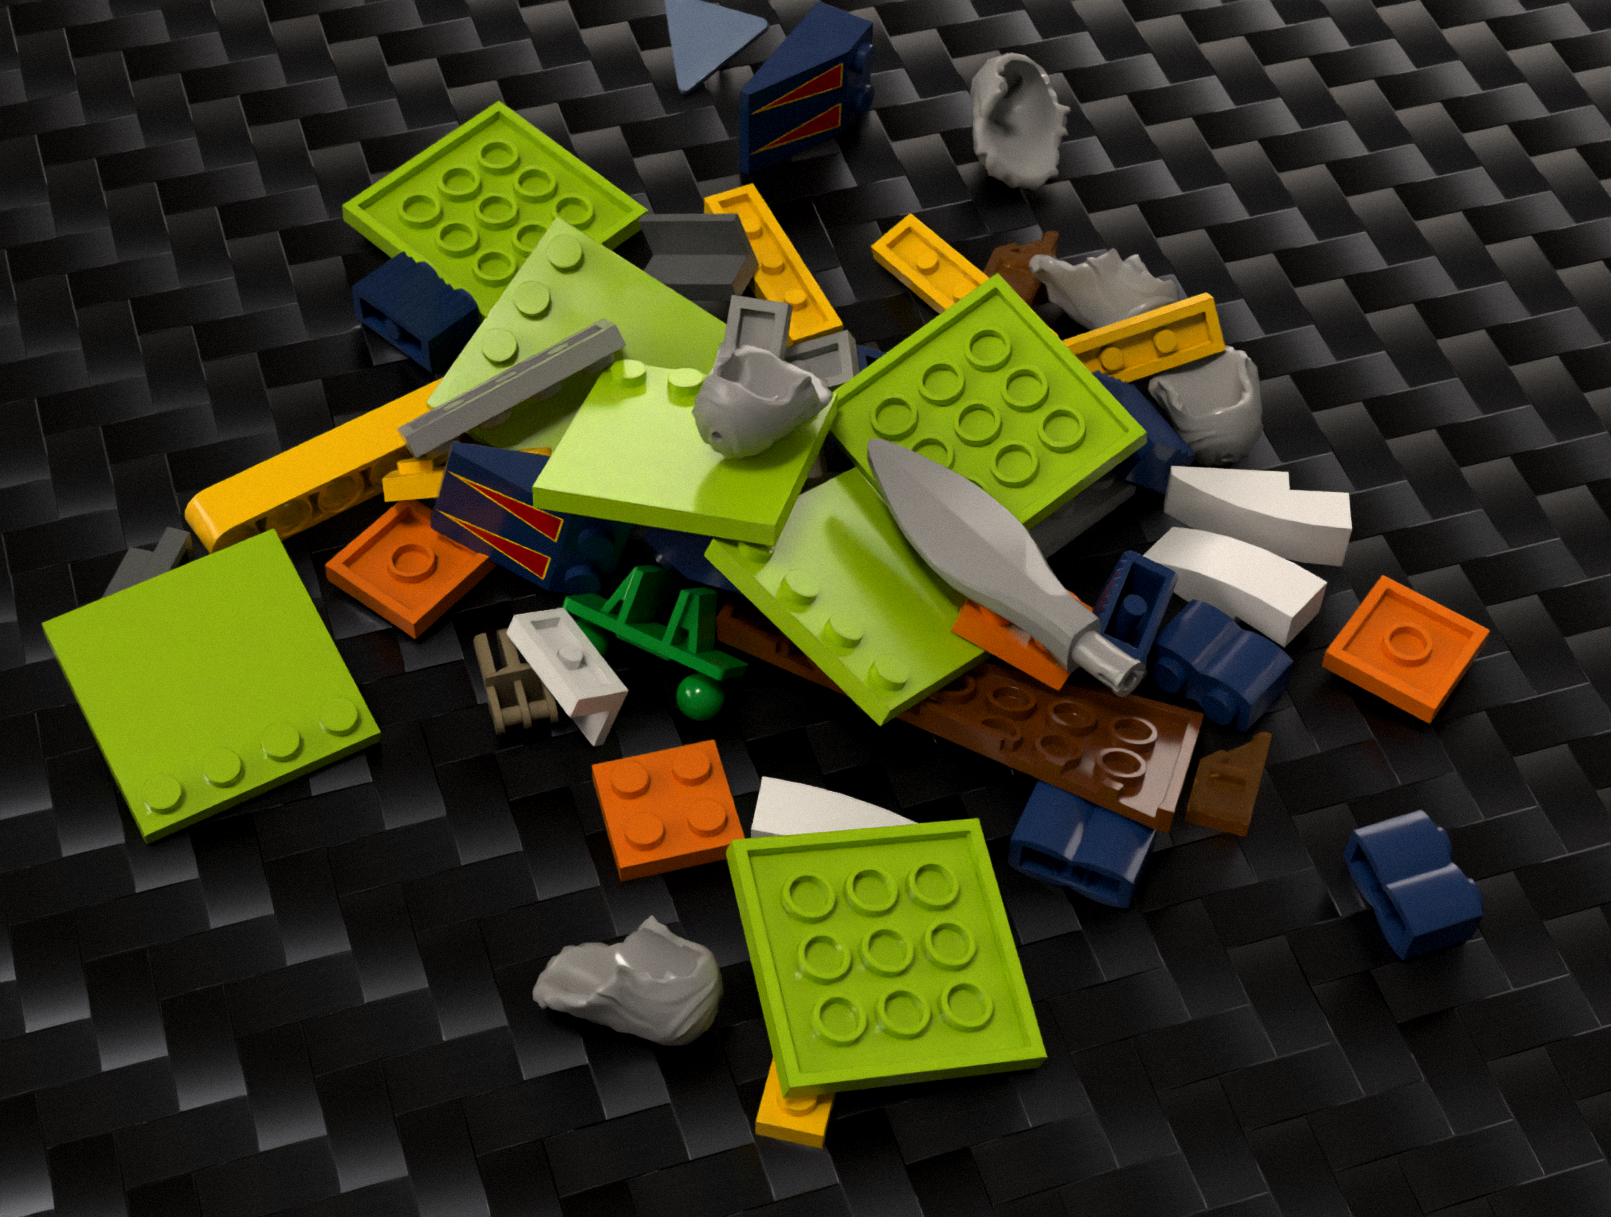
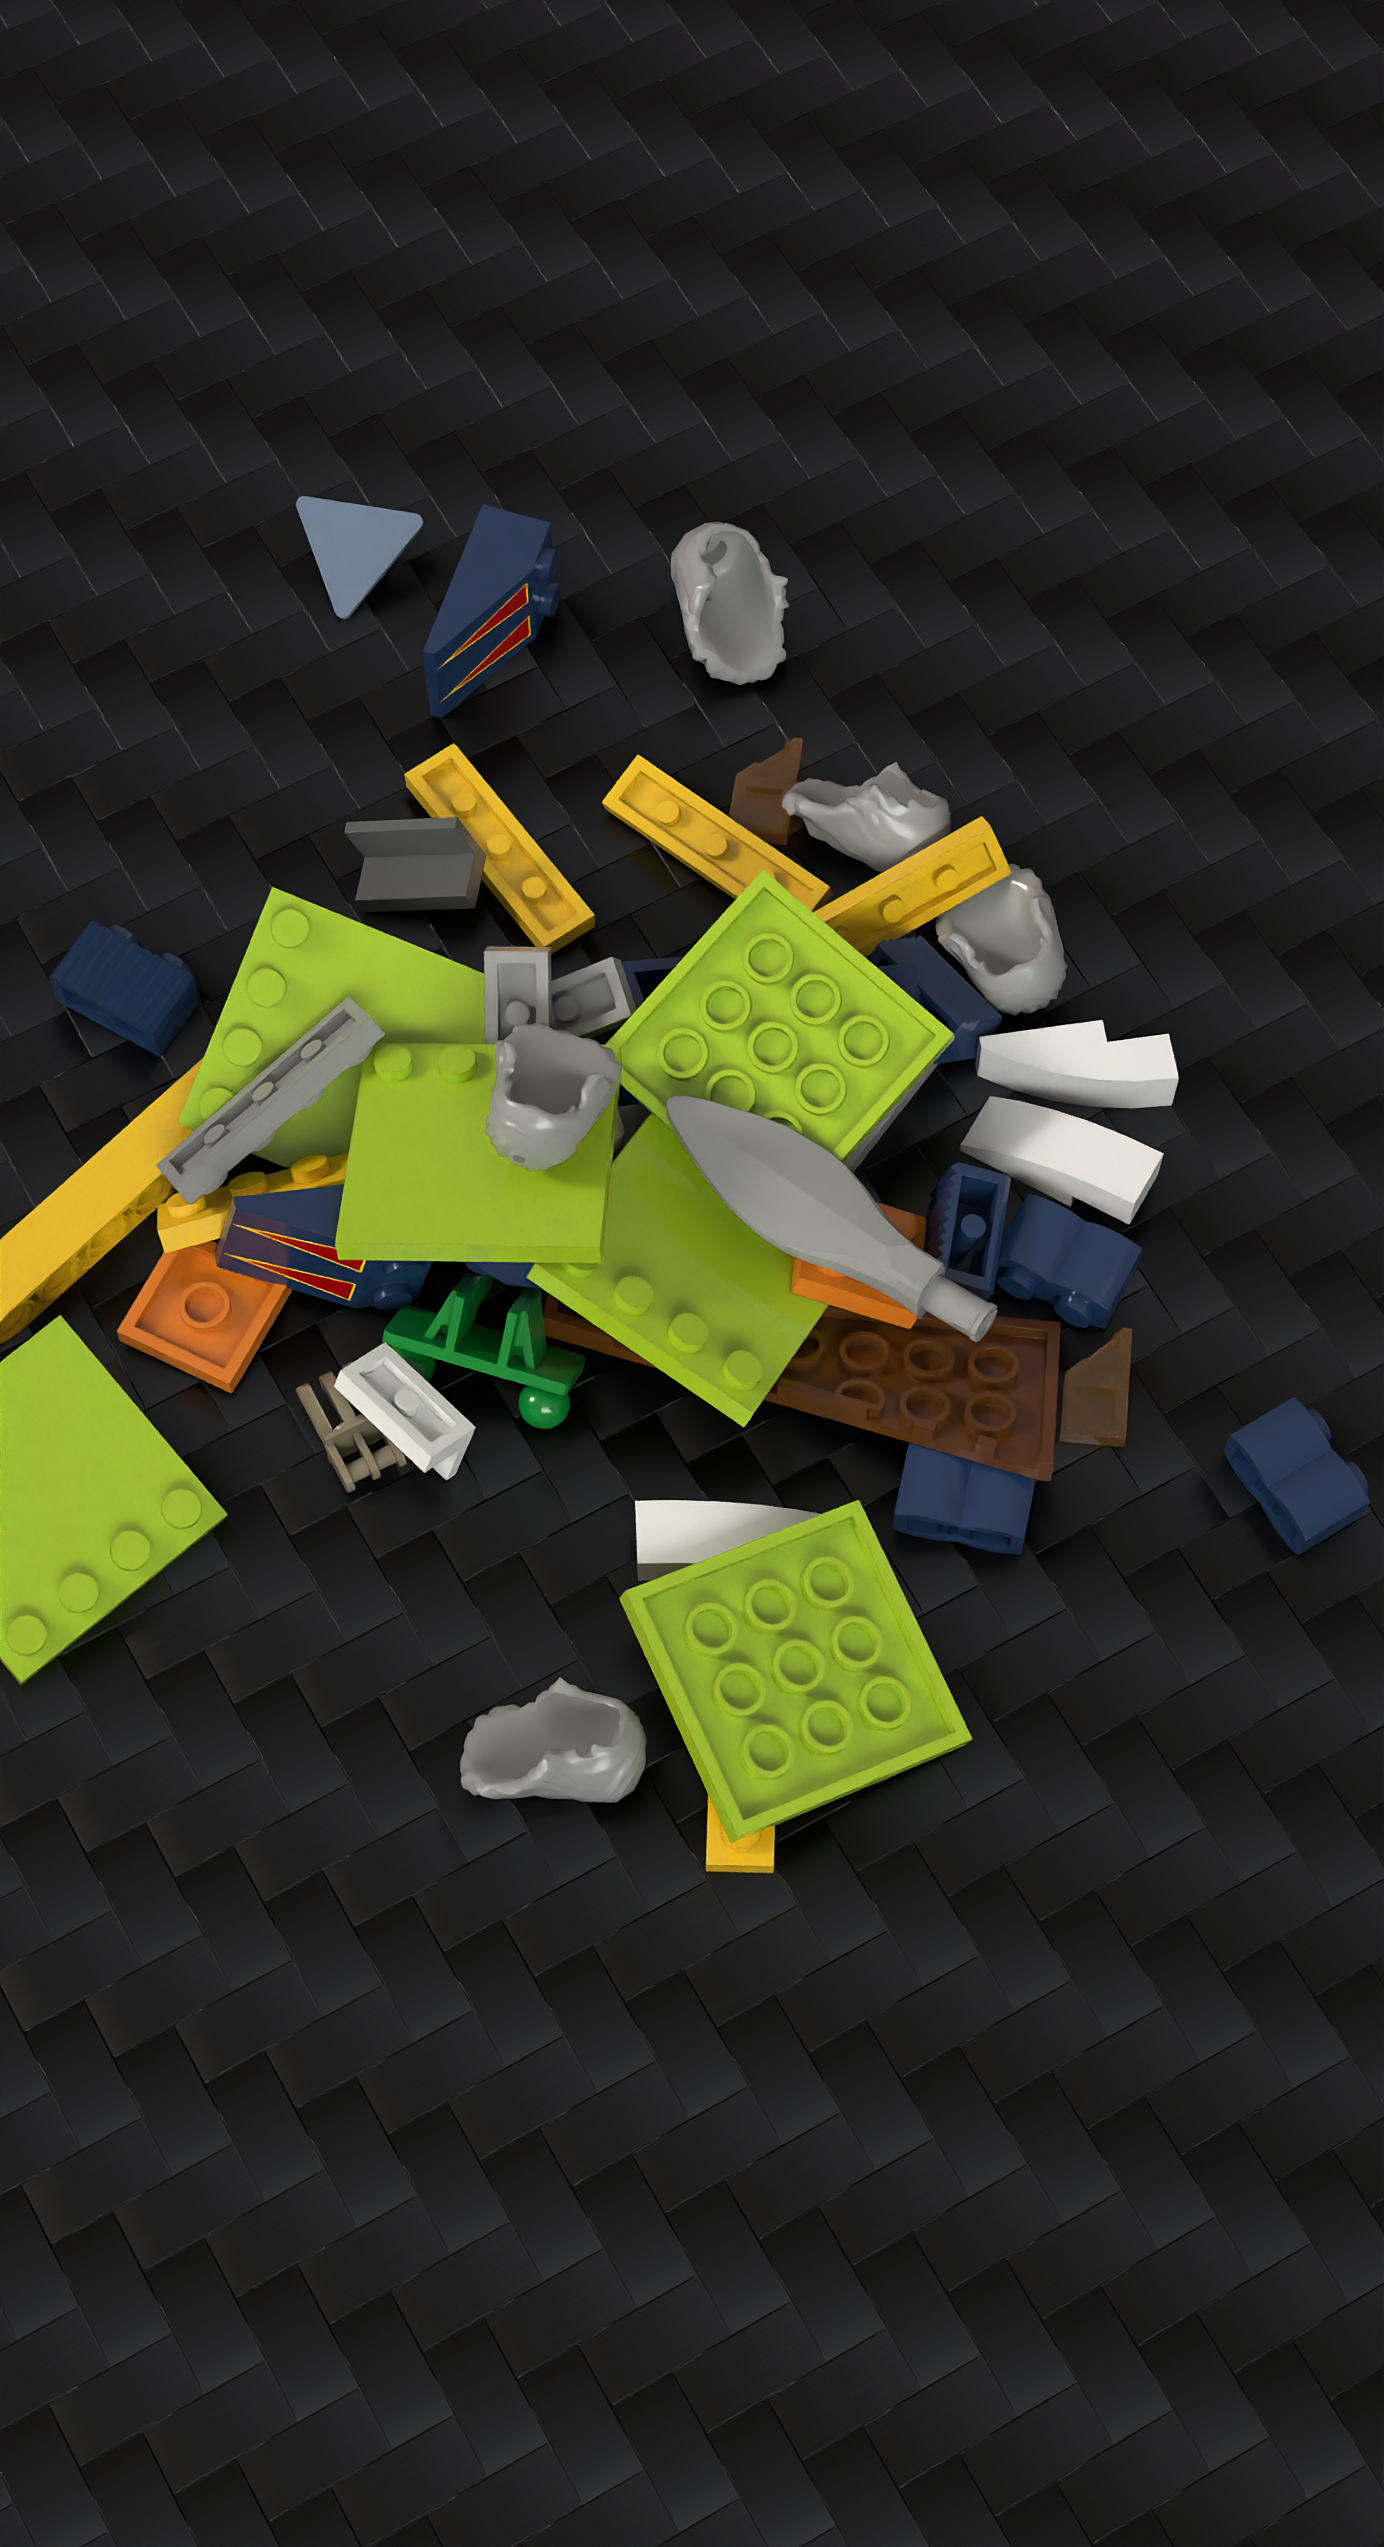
camera: 10 degrees left, 15 degrees up
(486, 201) = (176, 835): lime plate -> none
(667, 809) = (541, 1539): orange plate -> none
(1405, 648) = (1252, 1200): orange plate -> none

